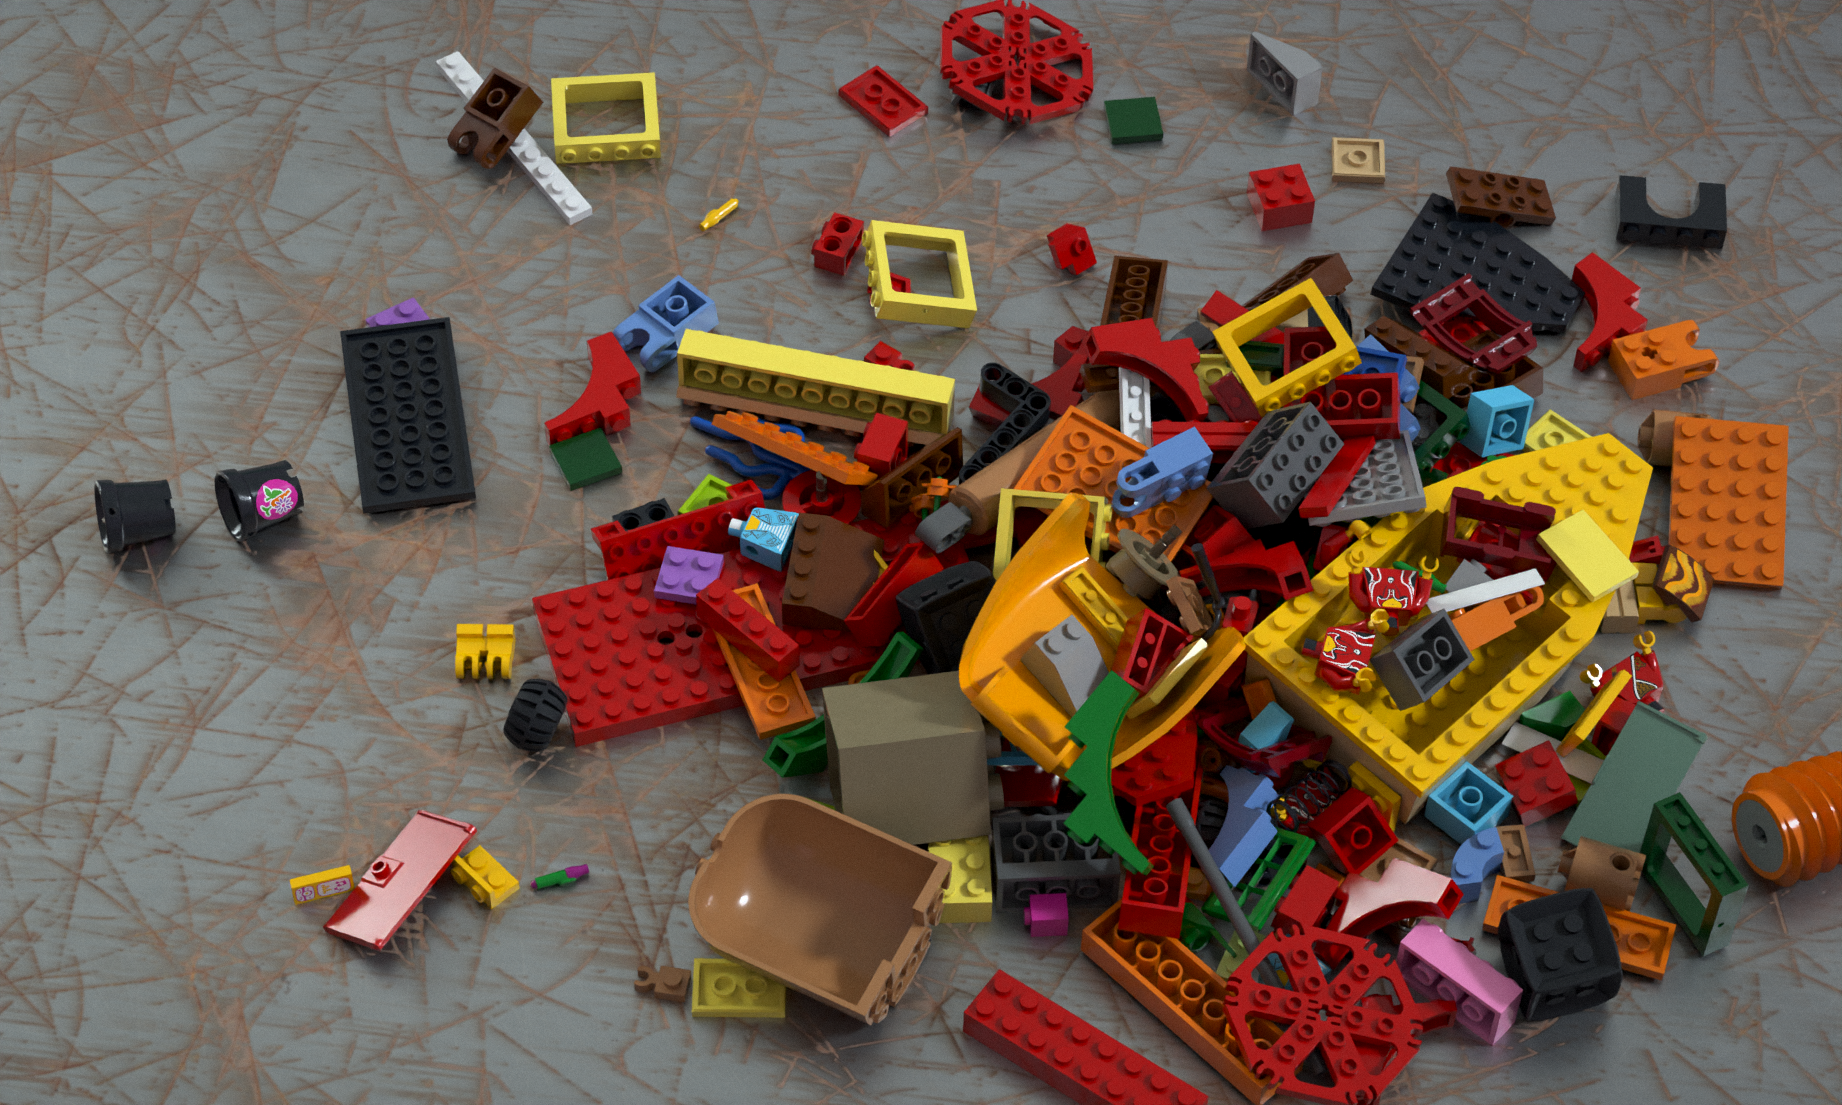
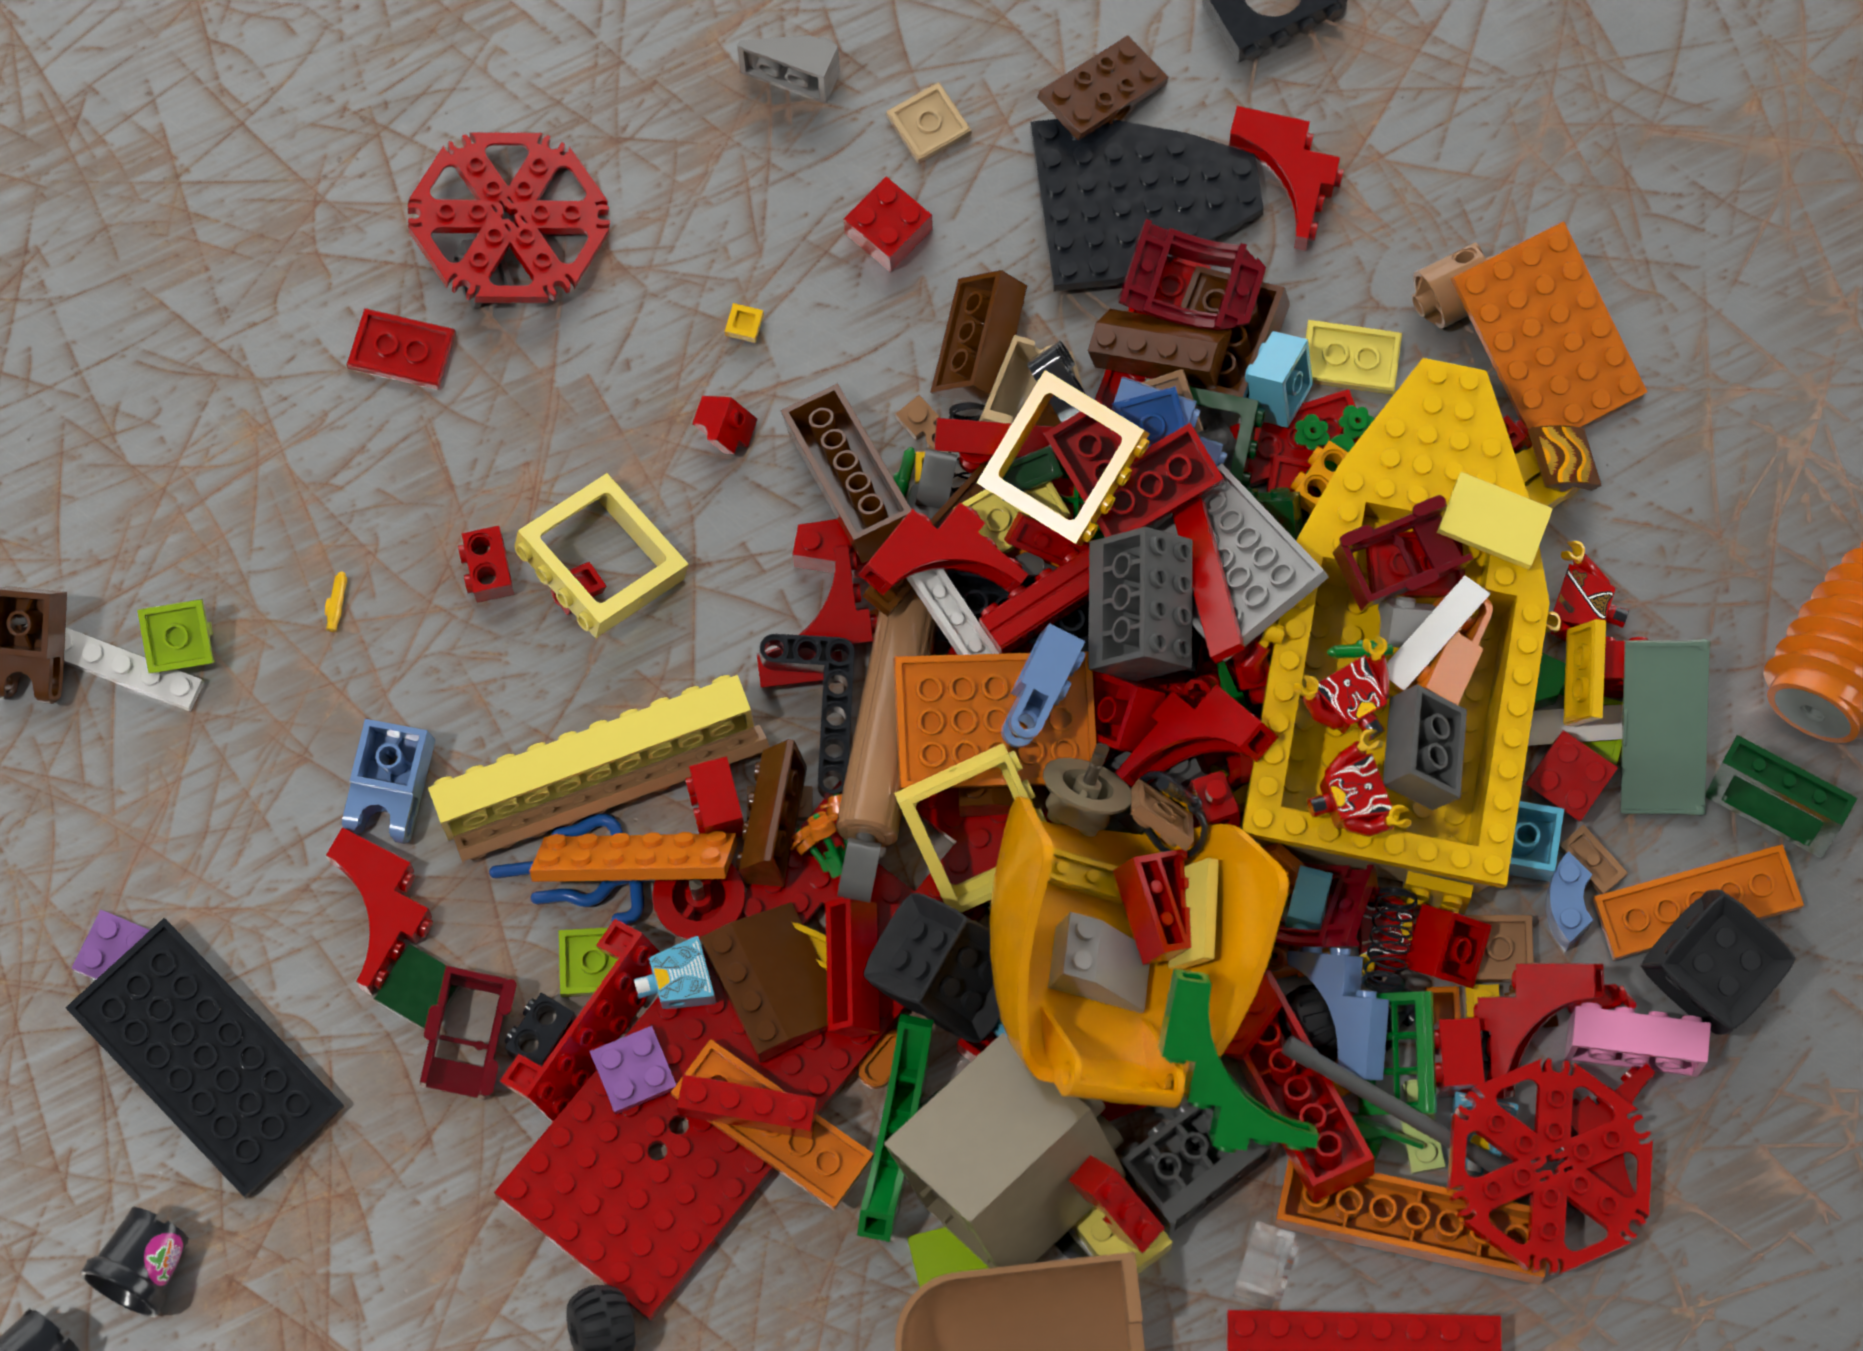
camera: 30 degrees left, 20 degrees up
(474, 645) = (496, 1266): yellow legs -> none
(563, 520) = (457, 1076): none -> dark red piece
(594, 167) = (176, 635): none -> lime bracket
(605, 147) = (175, 587): light yellow piece -> none
(886, 355) = (630, 674): red plate -> none
(967, 839) = (1123, 1208): none -> red arch
(1047, 915) = (1222, 1213): dark pink brick -> none
(1051, 957) = (1263, 1265): none -> clear brick
(1132, 203) = (744, 323): none -> yellow plate
(1133, 120) = (672, 213): dark green tile -> none
(1605, 869) = (1680, 840): medium nougat cylinder -> none
(1660, 359) = (1383, 189): orange brick -> none

